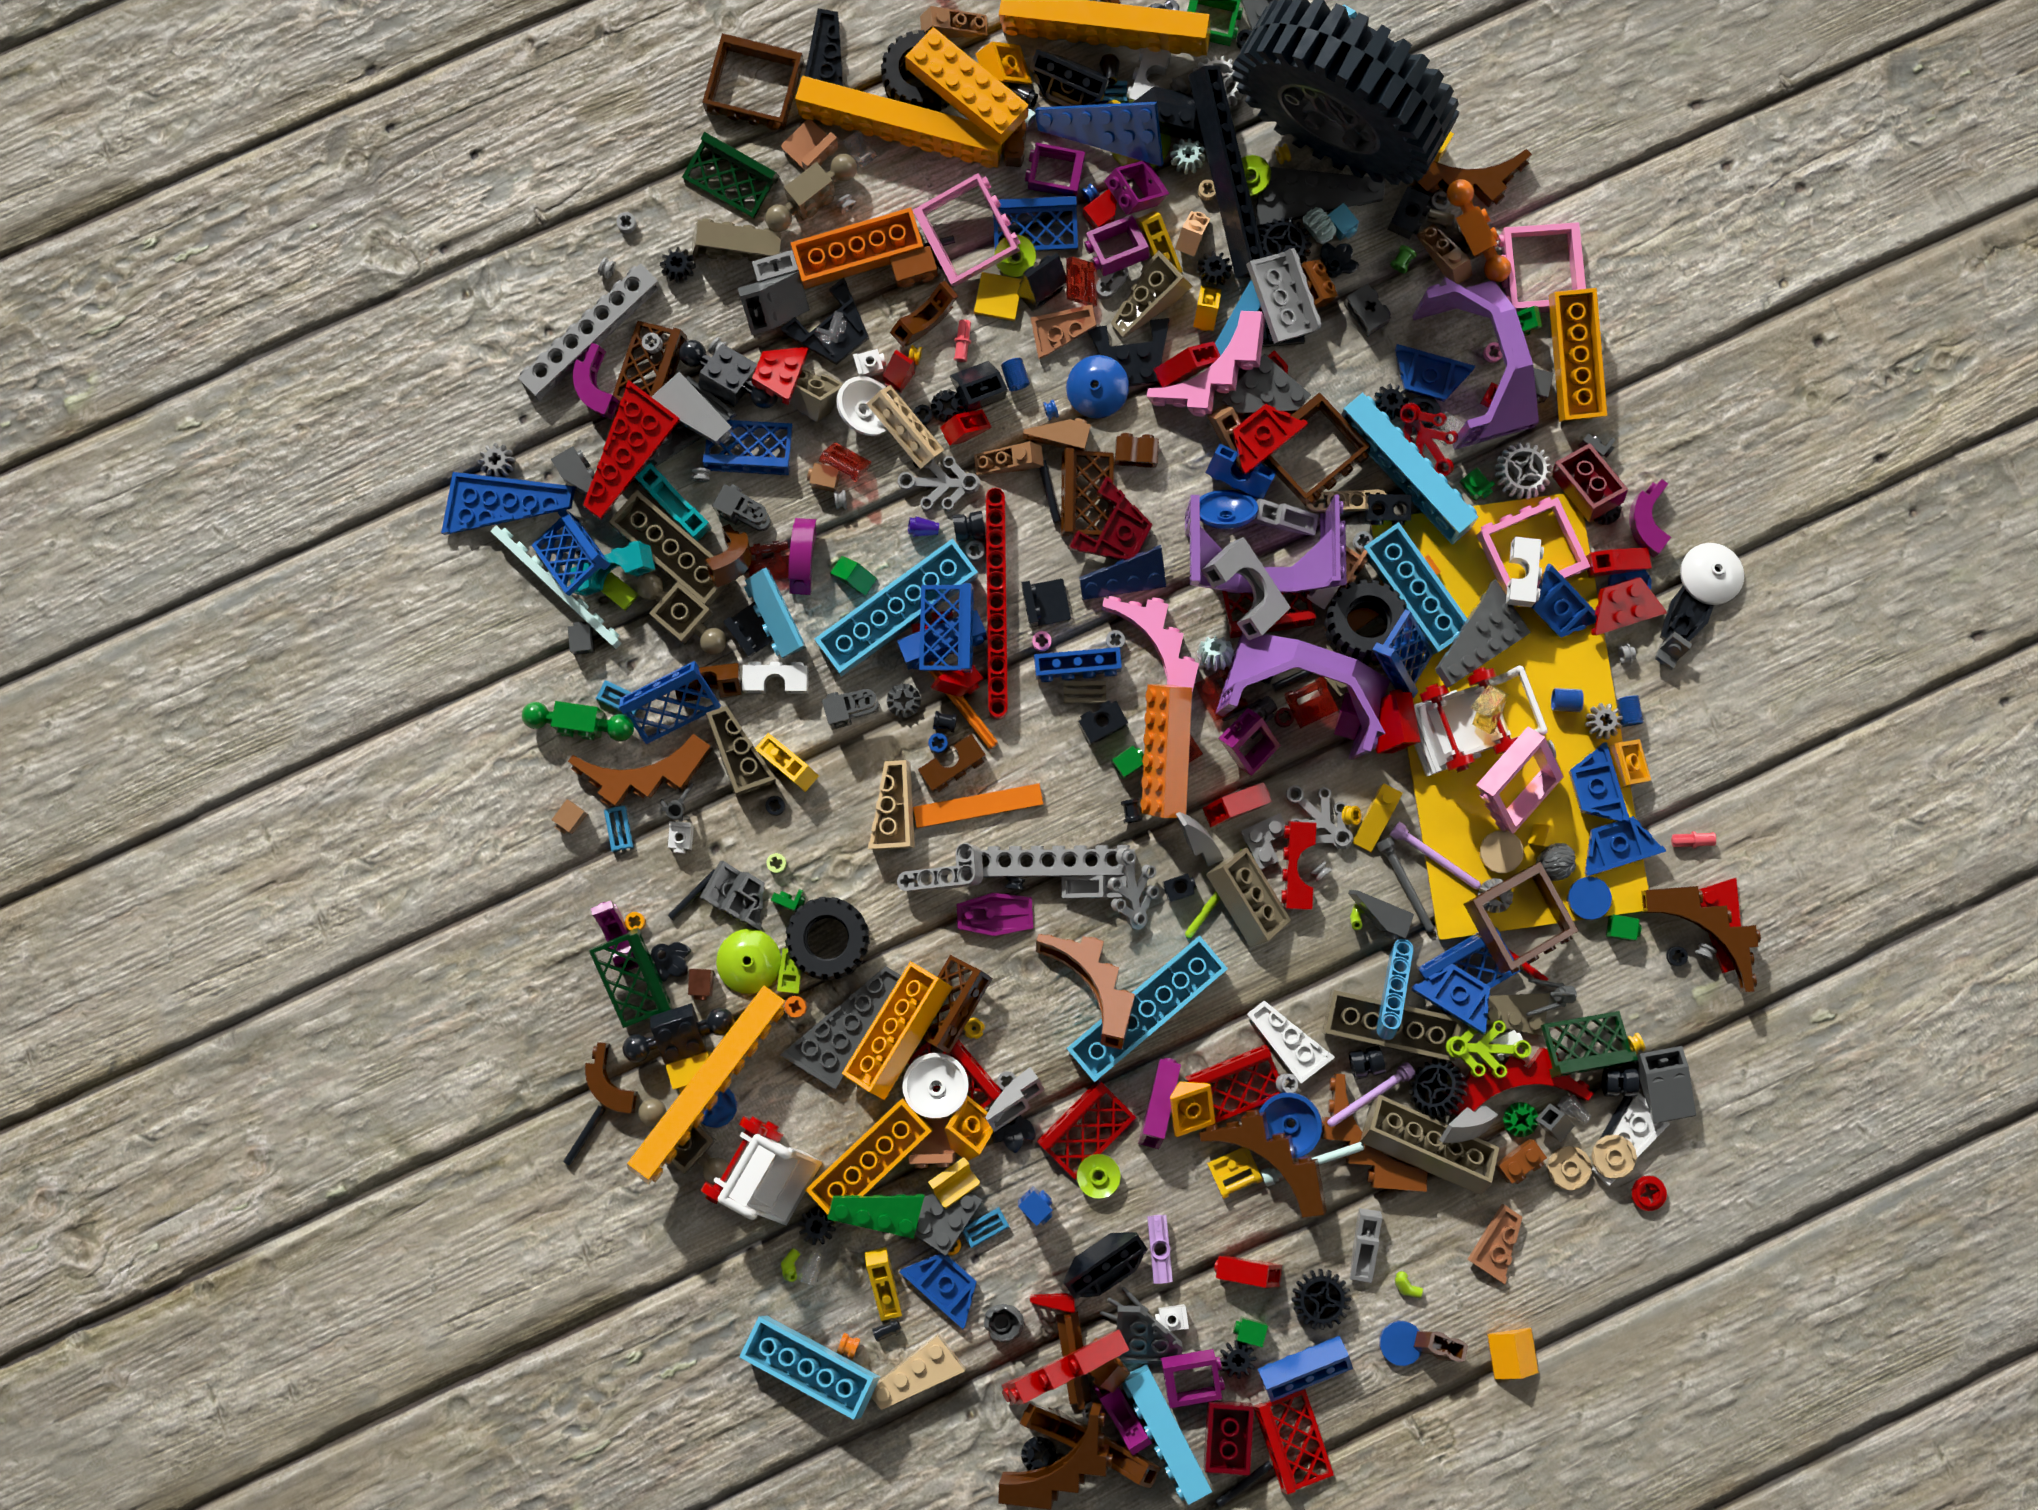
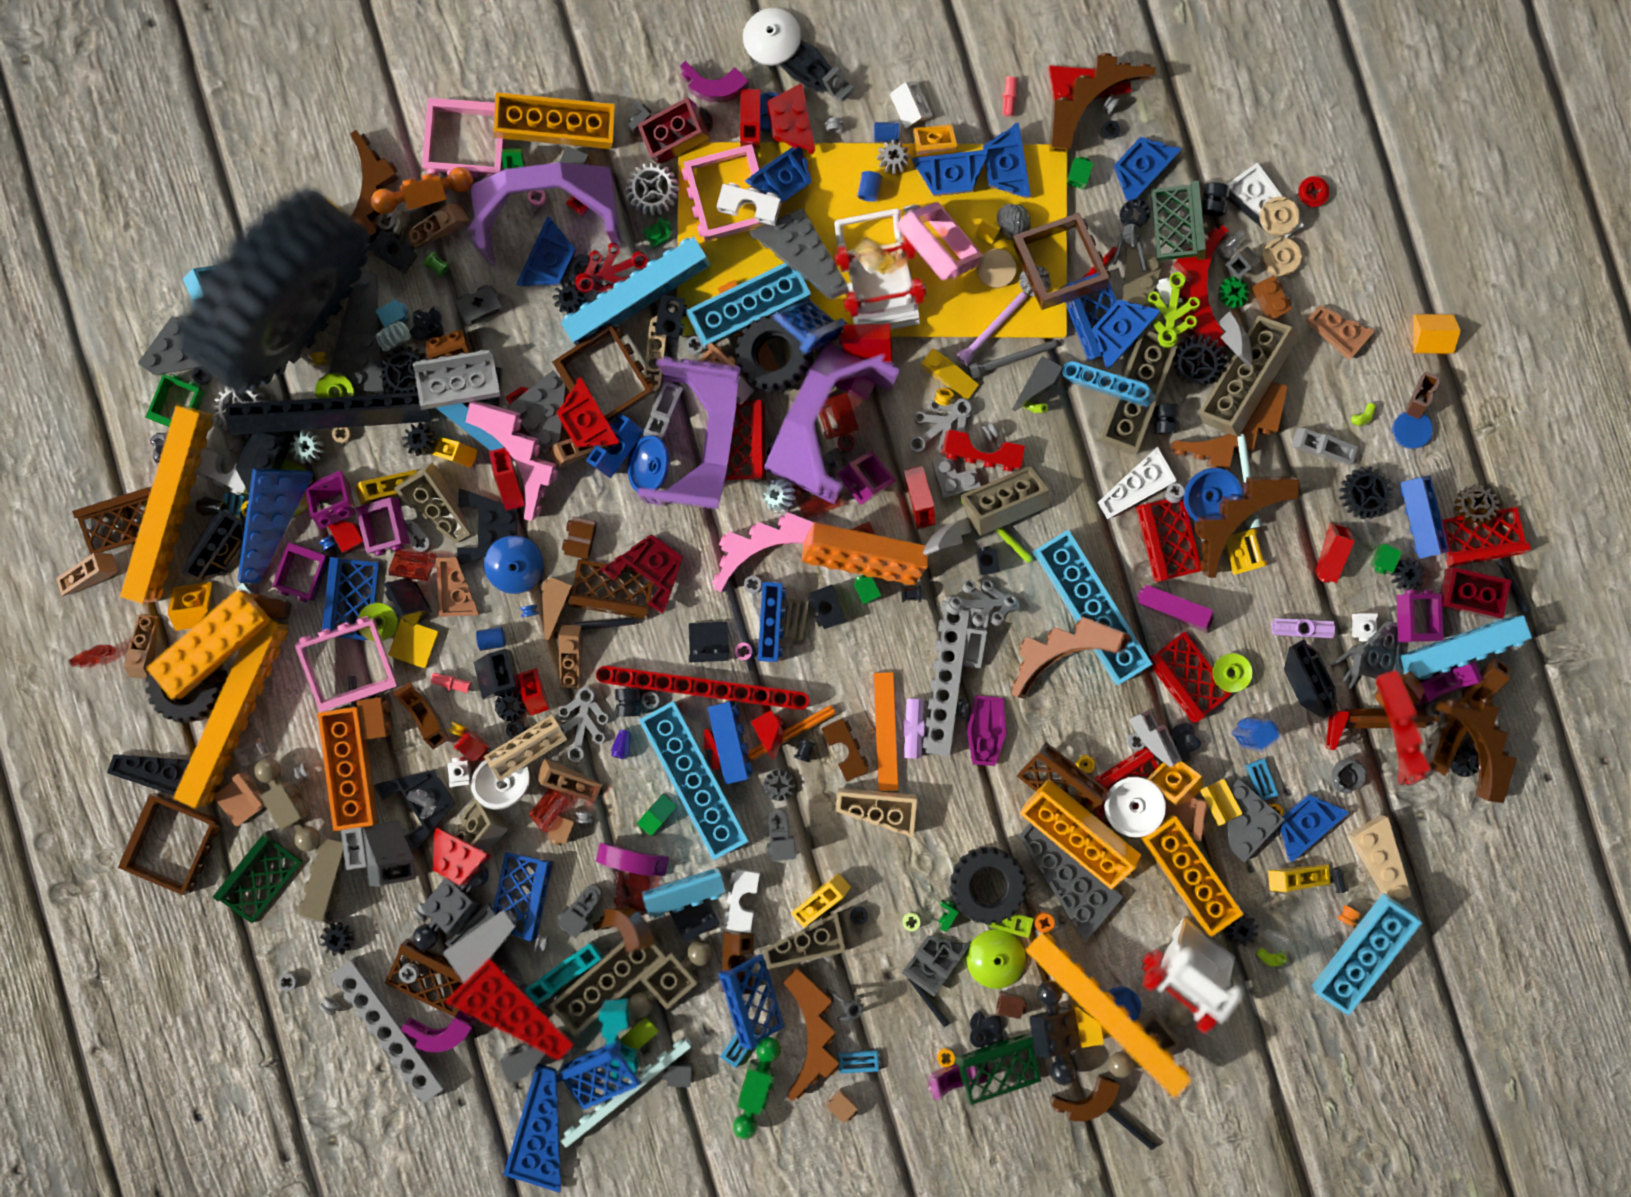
camera: 85 degrees left, 5 degrees up
(491, 456) = (493, 1136): light grey gear -> none
(686, 830) = (870, 1000): white brick -> none
(876, 476) = (568, 780): none -> medium nougat slope
(878, 1212) = (1241, 871): green wing -> none
(940, 736) = (817, 756): blue bush -> none
(941, 874) = (947, 775): light grey beam -> none
(965, 623) = (725, 720): blue fence -> none
(986, 834) = (913, 728): none -> lavender piece
(1025, 94) = (223, 591): black cone -> none
(1128, 576) = (695, 557): dark blue wing -> none
(1191, 1107) = (1185, 581): light orange slope -> none
(1192, 233) = (381, 454): light nougat slope -> none
(1268, 601) = (741, 440): light grey arch -> none
(1323, 1432) = (1484, 511): none -> dark brown gear
(1404, 1073) = (1180, 387): lavender piece -> none
(1589, 898) = (1049, 197): blue tile -> none
(1596, 1000) = (1128, 209): none -> black gear
(1636, 1043) = (1182, 179): yellow bush -> none
(1643, 996) = (1142, 165): none -> blue wing
(1666, 733) = (911, 103): none -> white panel
(1666, 1084) = (1224, 159): dark grey slope -> none

